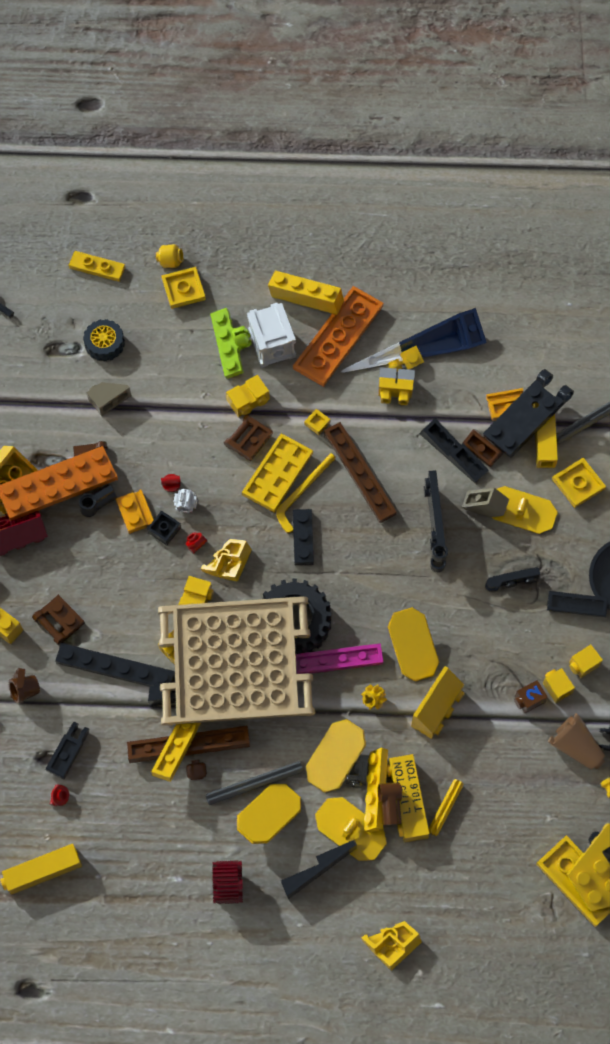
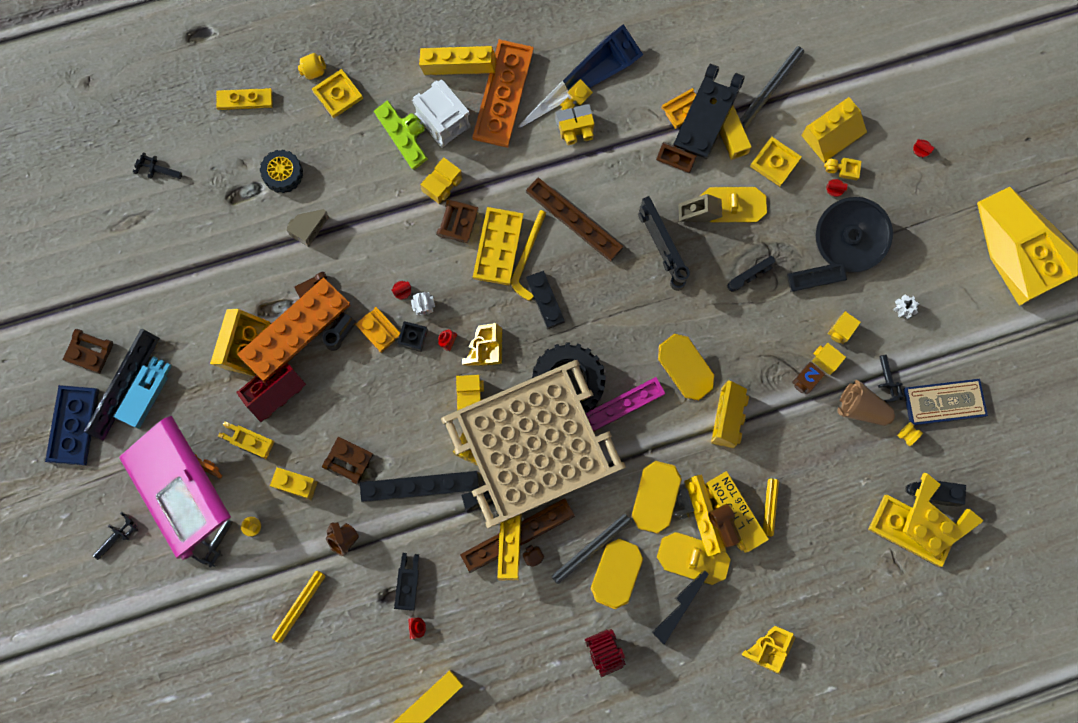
camera: 25 degrees left, 10 degrees up
(317, 422) = (516, 184): yellow plate -> none
(374, 696) = (669, 429): yellow gear -> none
(455, 452) = (653, 170): black slope -> none

